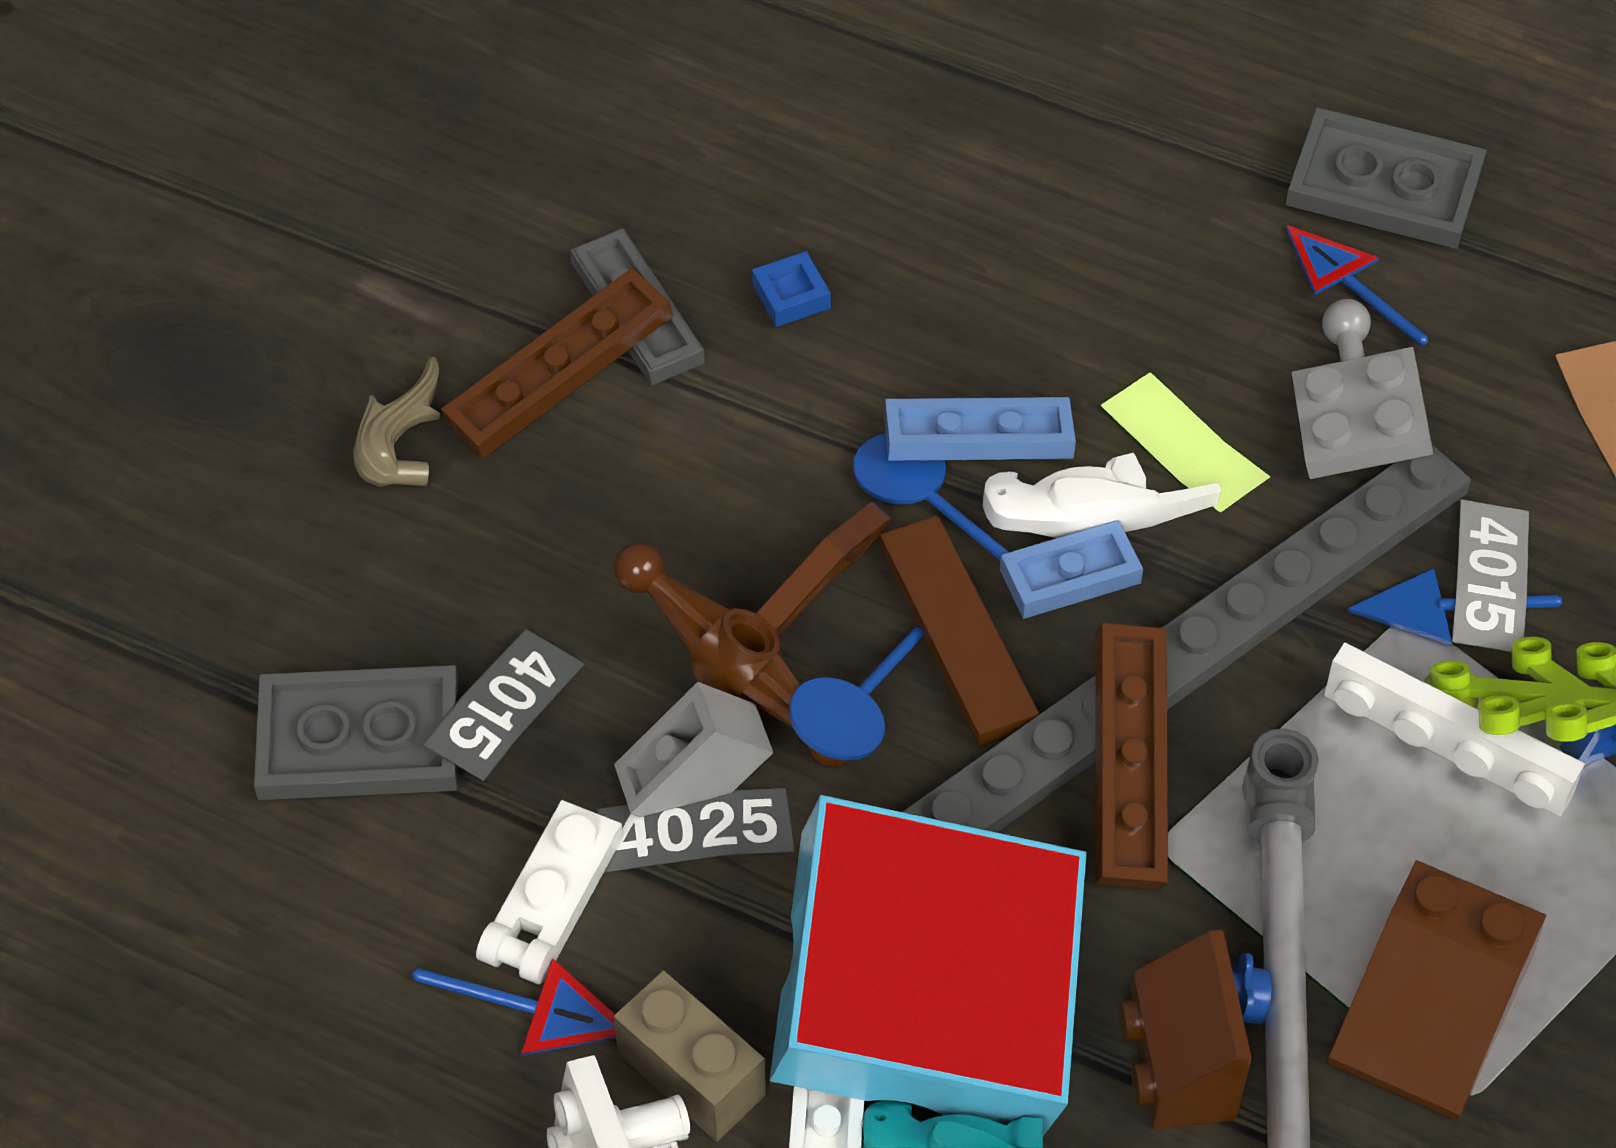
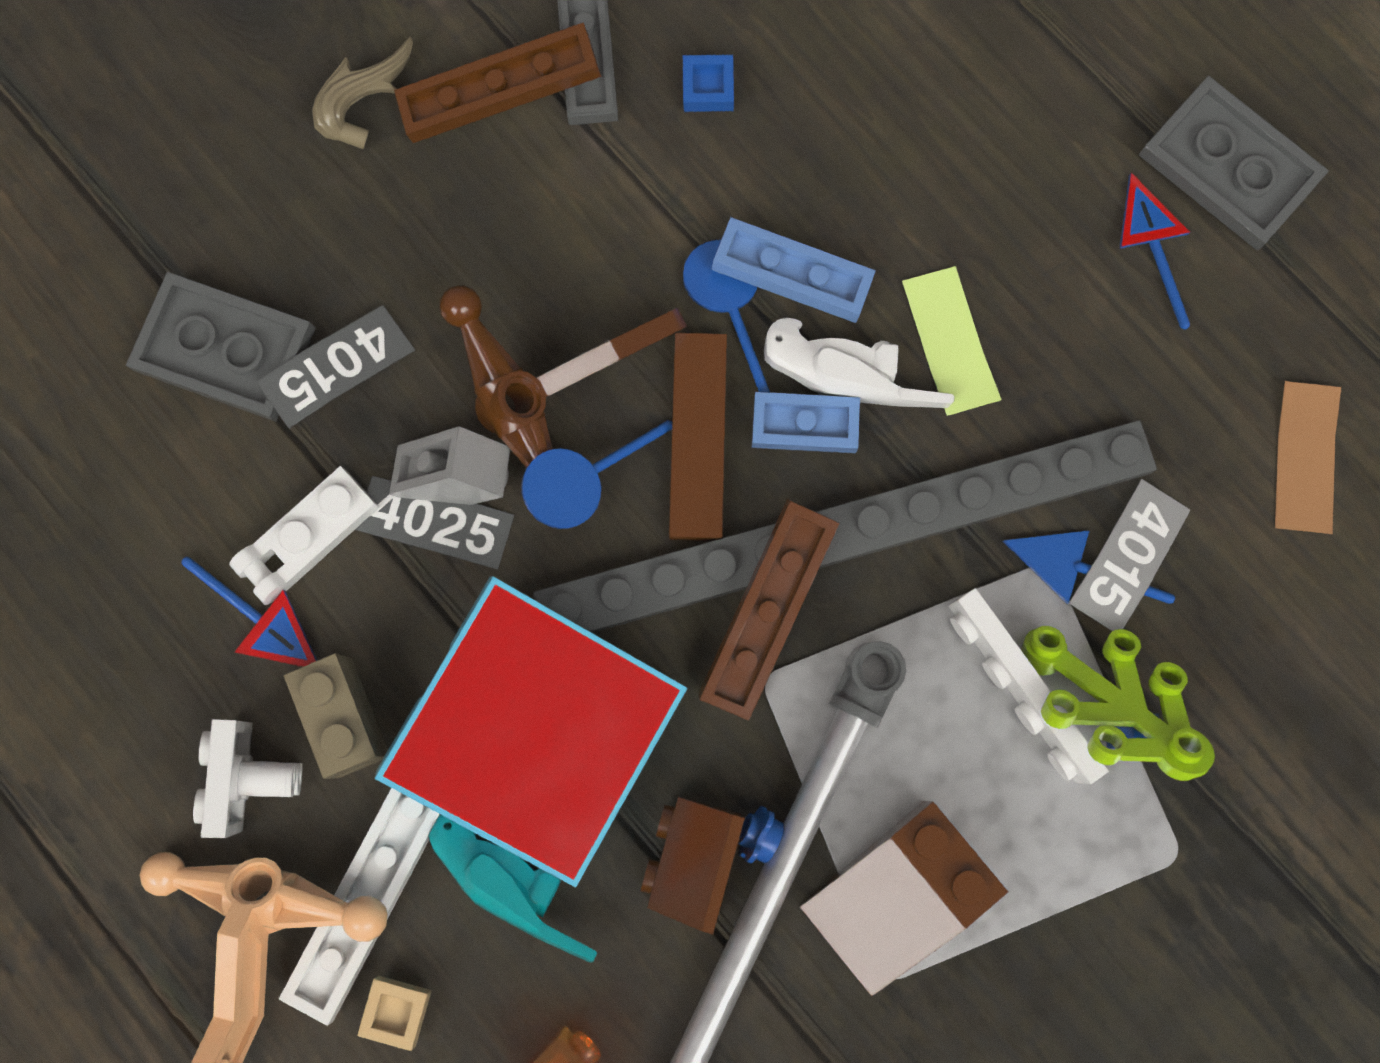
camera: 25 degrees right, 25 degrees up
(1362, 407) = (1100, 371): light grey plate -> none

